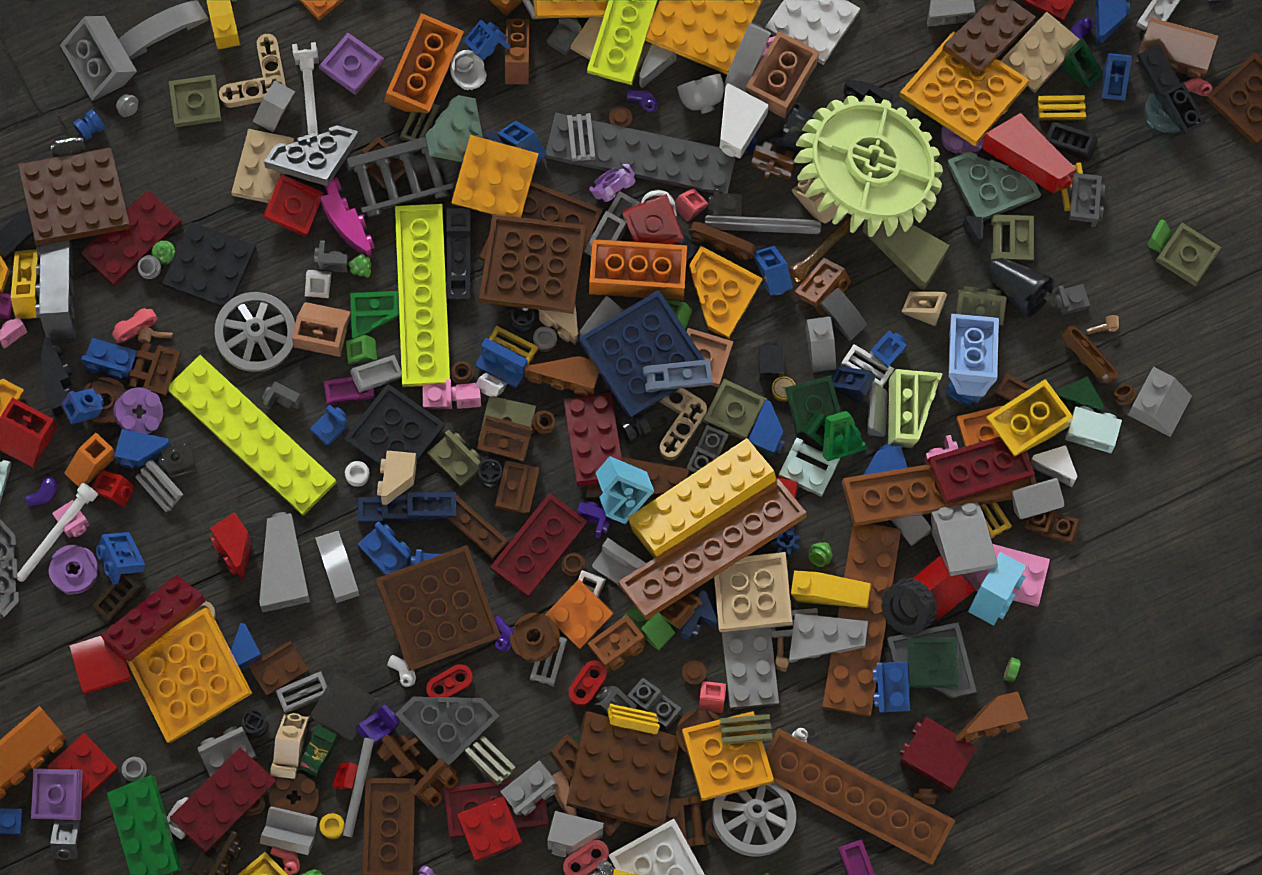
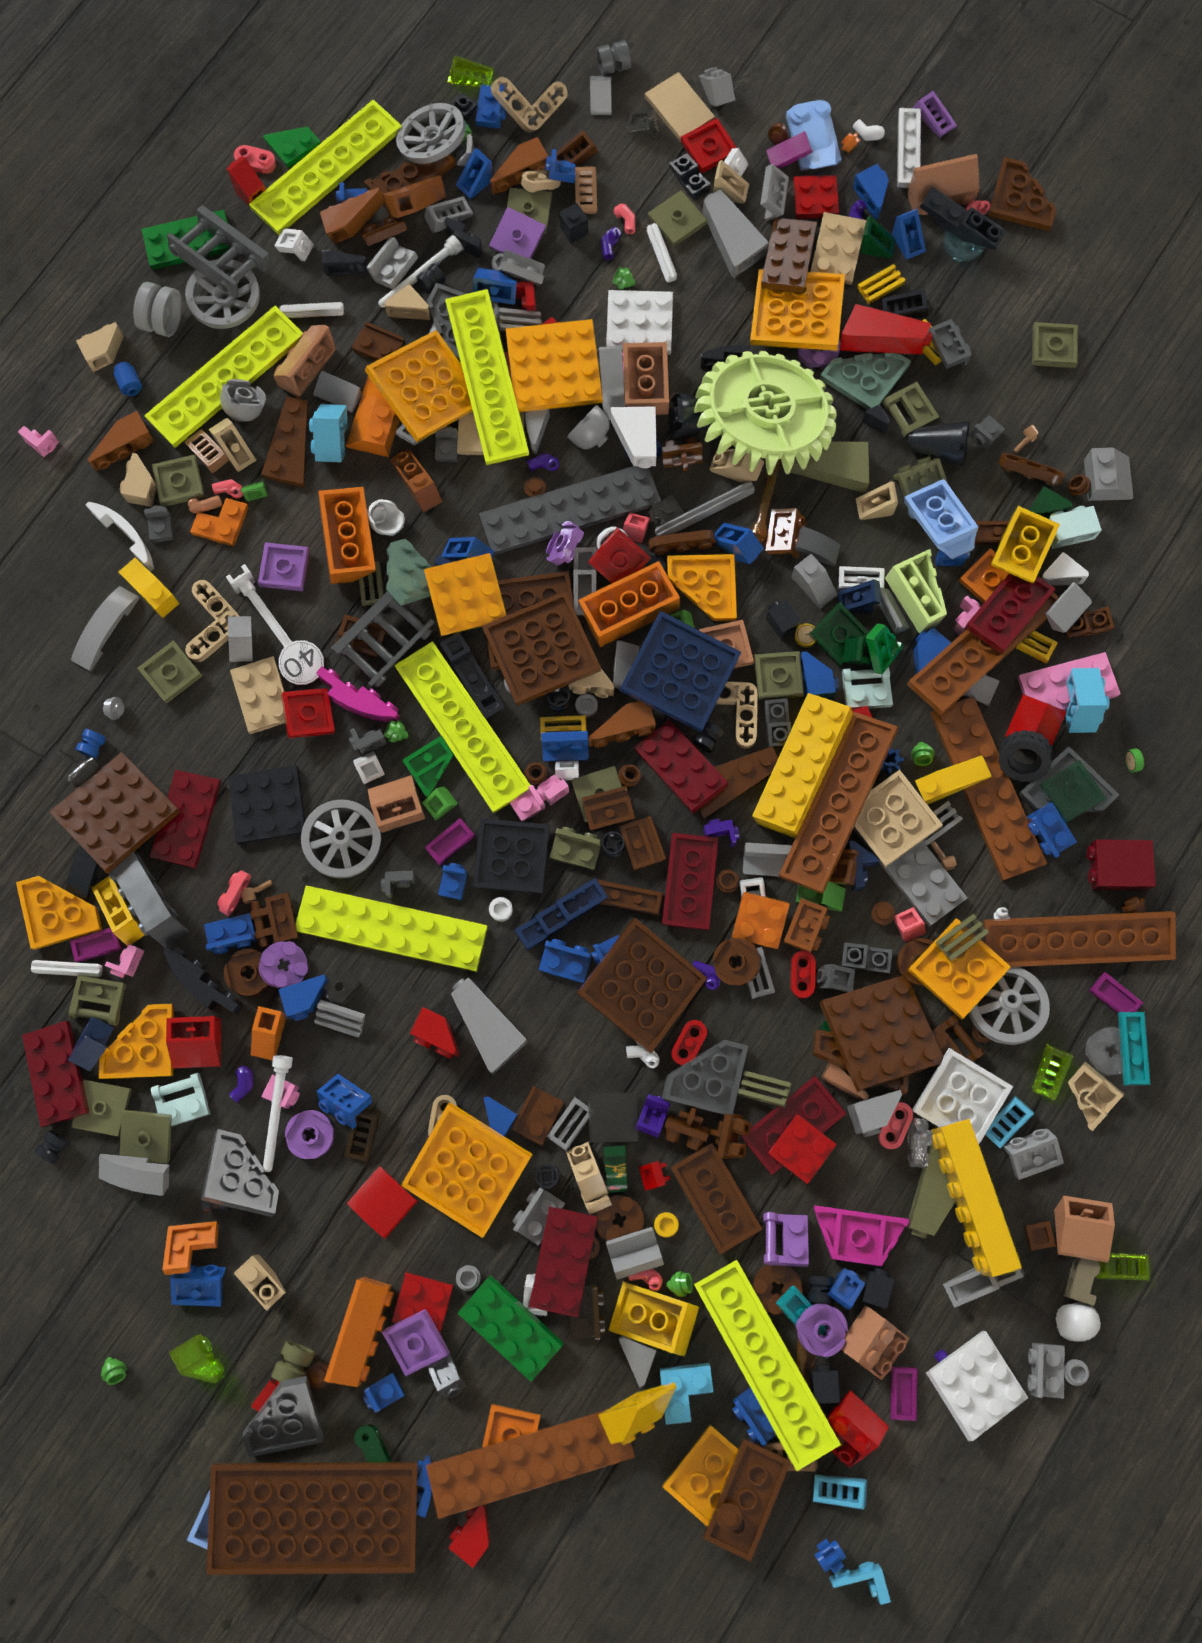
camera: 25 degrees left, 5 degrees up
(82, 405) = (232, 989): blue brick -> none
(97, 57) = (63, 681): light grey slope -> none
(113, 487) = (300, 1043): red bracket -> none
(149, 267) = (216, 835): light grey plate -> none
(153, 618) = (406, 1138): dark red plate -> none
(164, 252) = (221, 815): bright green plate -> none
(313, 155) = (300, 662): plate -> none
(337, 566) = (533, 998): light grey slope -> none
(358, 787) = (669, 1179): light grey bar -> none
(376, 373) = (465, 815): light grey tile -> none
(399, 475) = (539, 890): tan slope -> none
(485, 38) = (384, 483): blue bracket -> none
(530, 788) = (816, 1094): light grey bracket -> none
(579, 119) = (504, 507): light grey tile -> none
(623, 488) = (736, 793): medium azure brick -> none
(633, 719) = (862, 983): yellow tile -> none
(678, 375) = (721, 672): sand blue plate -> none
(825, 635) = (971, 820): light grey wing -> none
(889, 348) = (872, 553): blue bracket -> none
(963, 539) = (1035, 675): light grey slope -> none
(1000, 714) = (1148, 806): dark orange slope -> none
(1160, 236) = (1023, 343): bright green slope -> none

